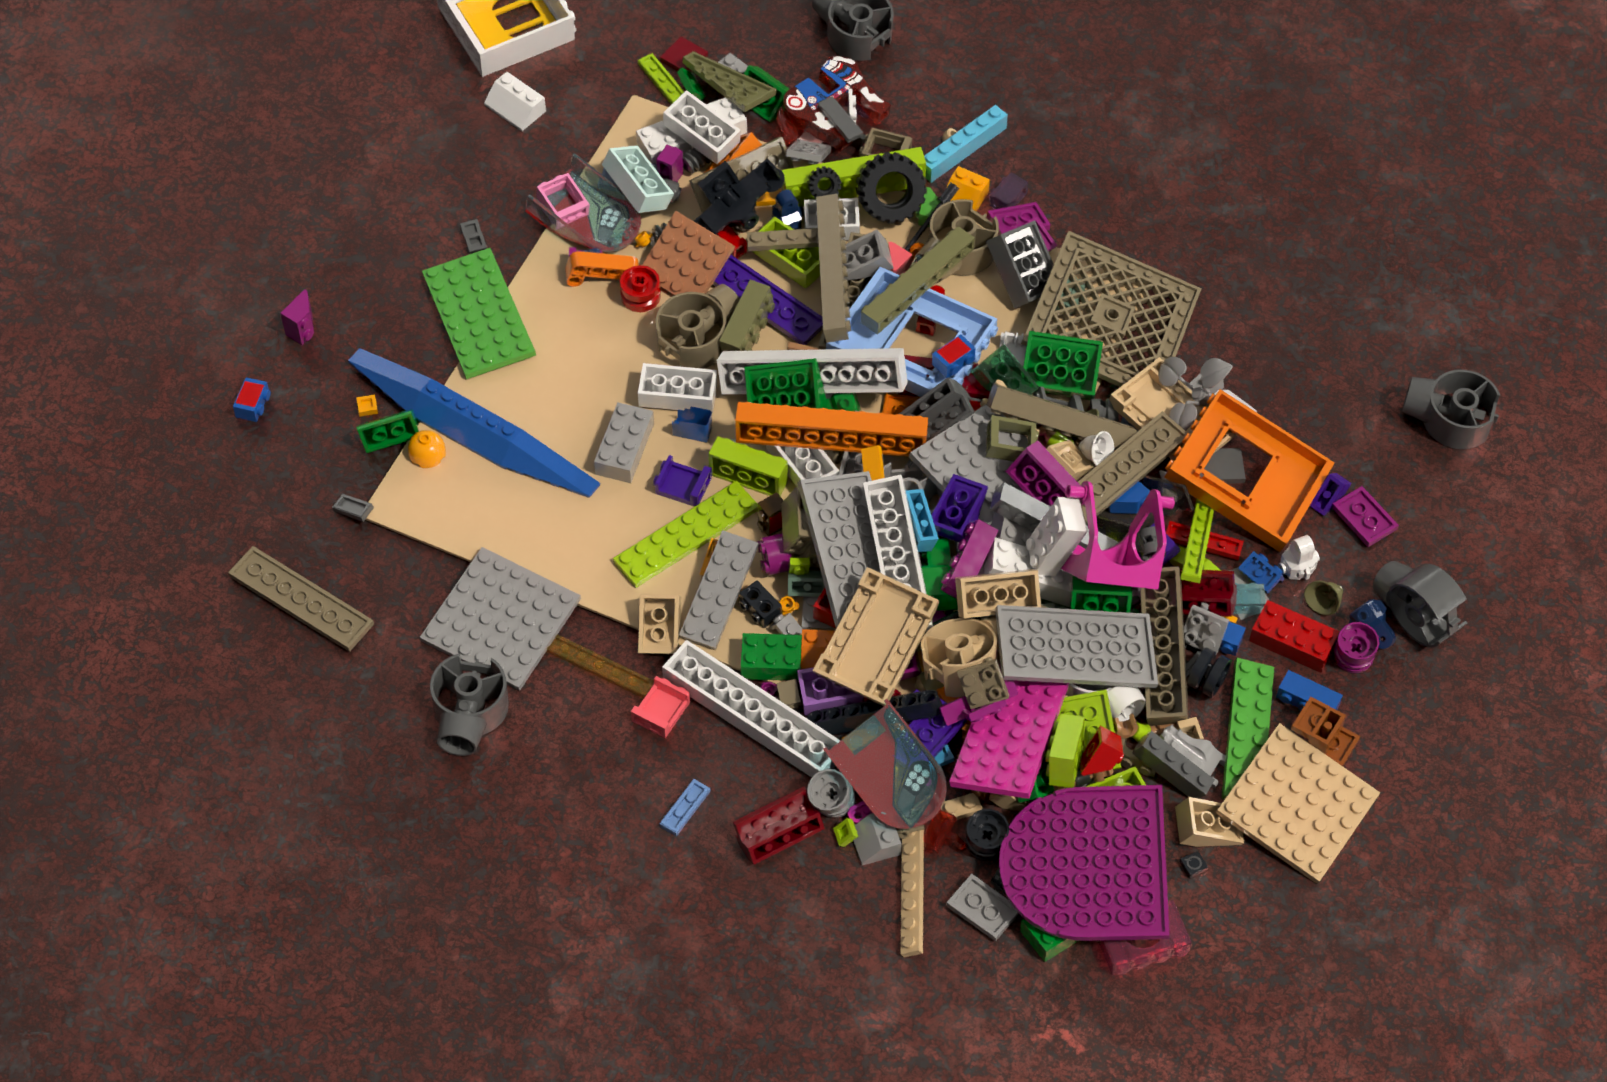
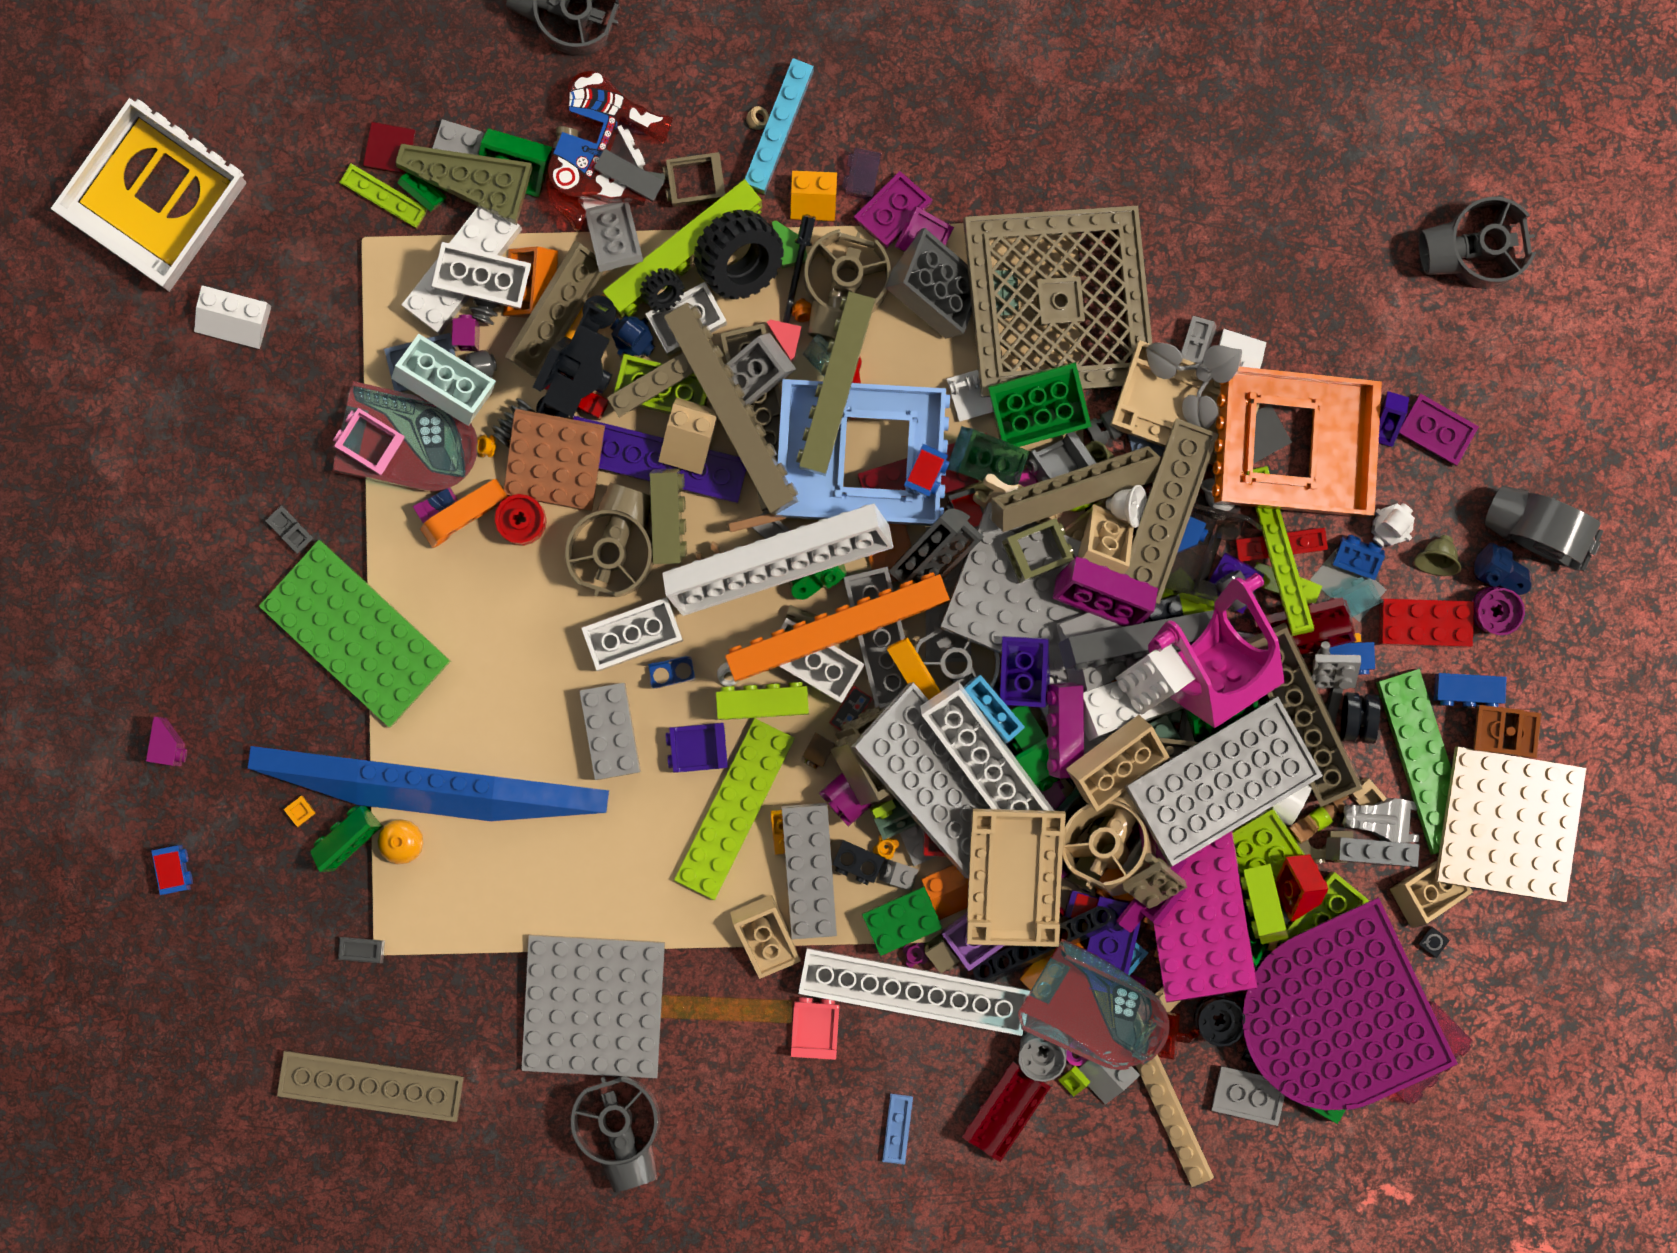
camera: 30 degrees left, 30 degrees up
(786, 383) = (761, 600): green slope -> none
(792, 279) = (688, 435): none -> tan slope

